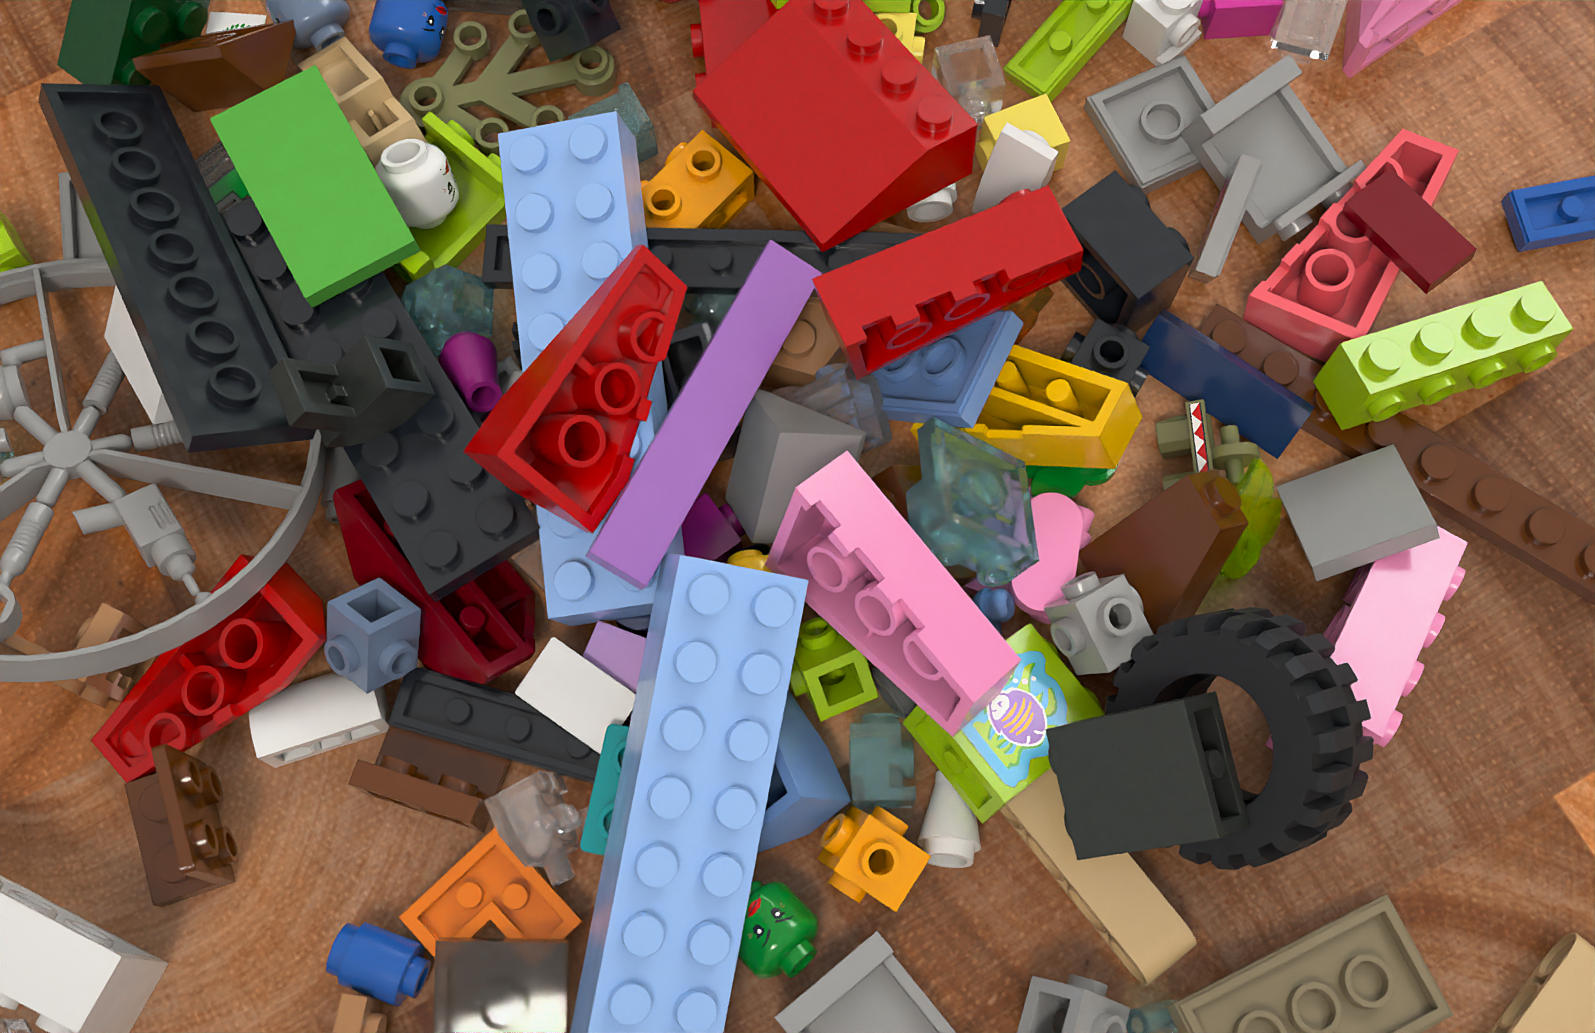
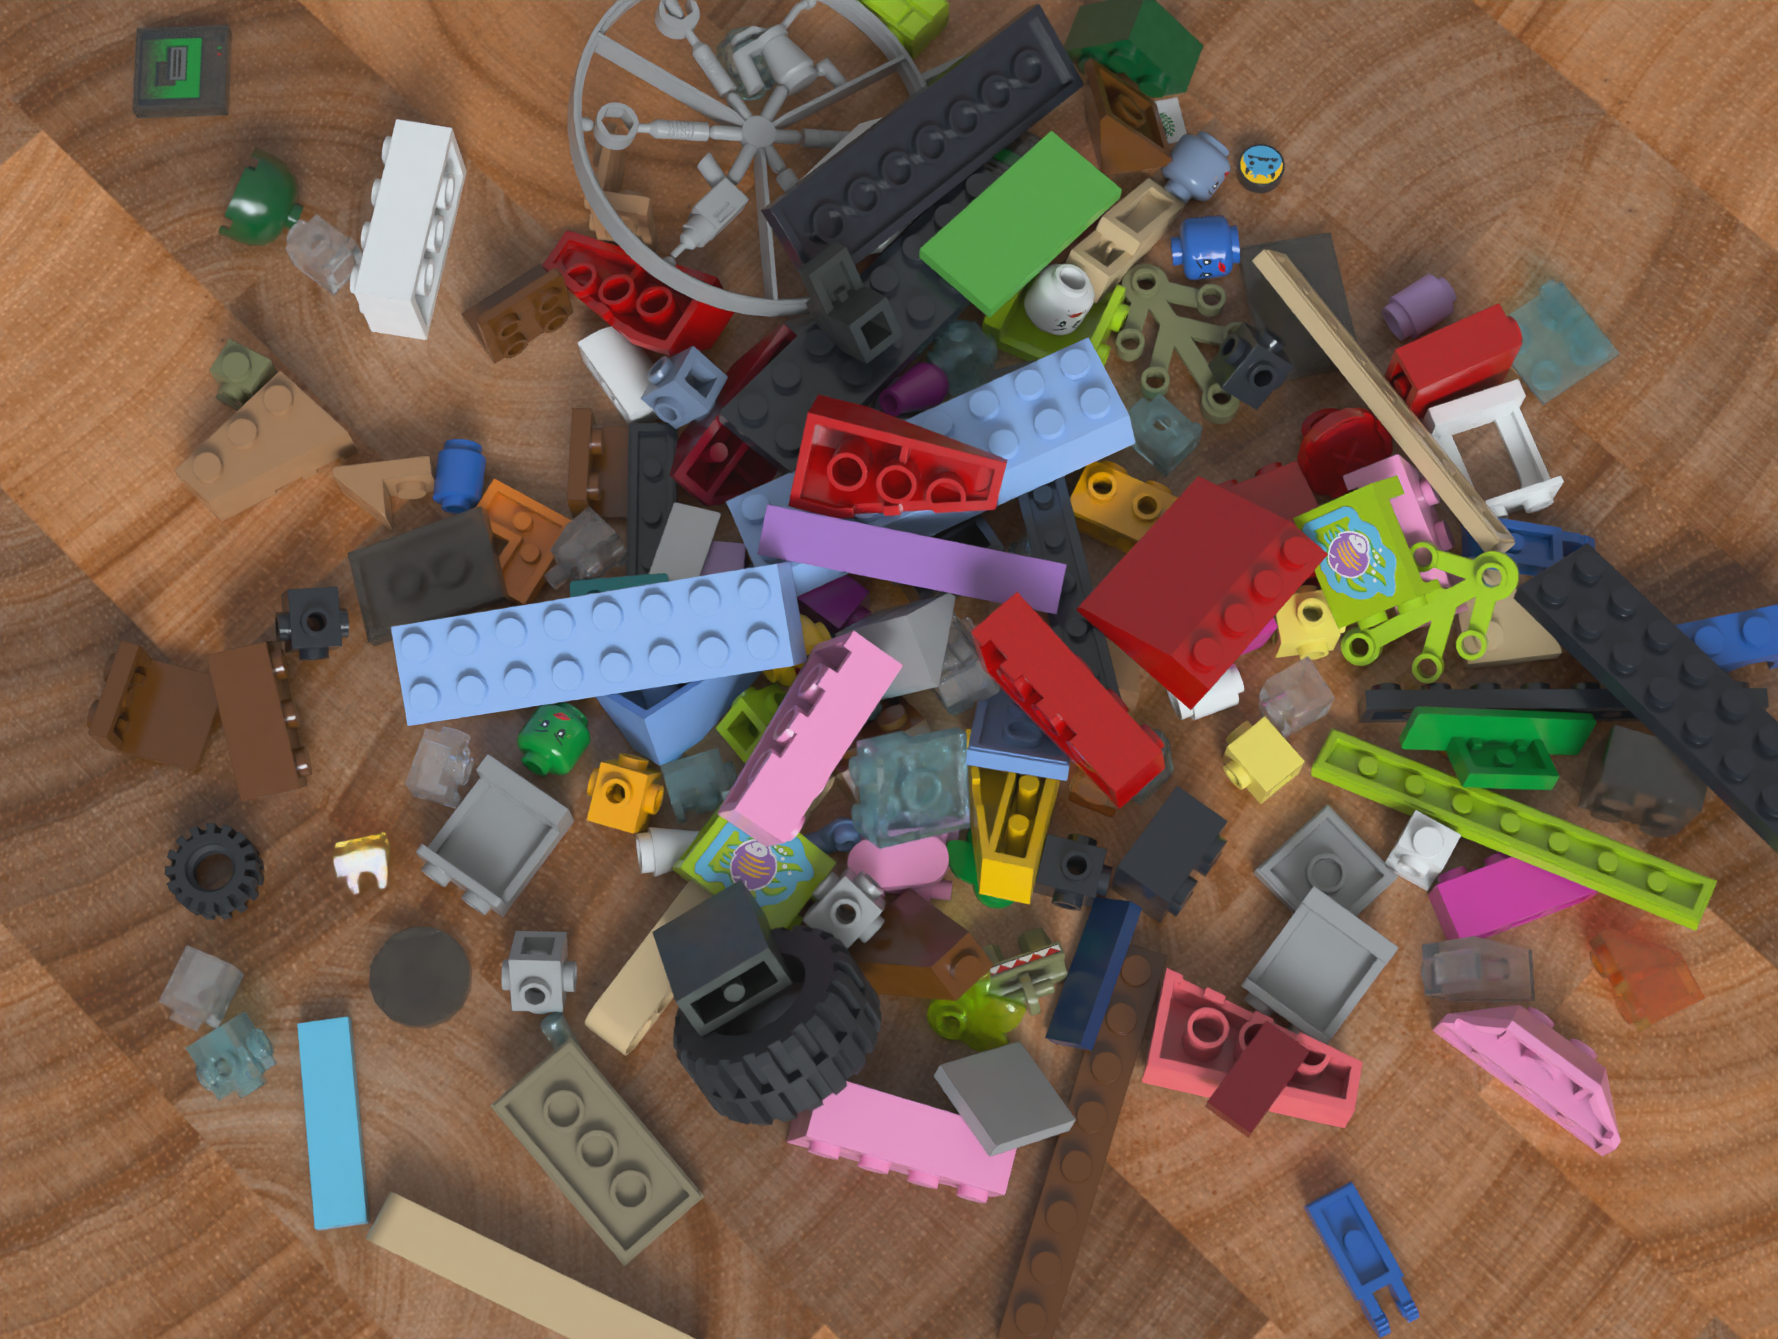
camera: 75 degrees right, 0 degrees up
(1016, 163) = (1215, 754): white slope -> none
(1225, 219) = (1225, 930): light grey tile -> none
(1442, 355) = (1167, 1144): lime brick -> none

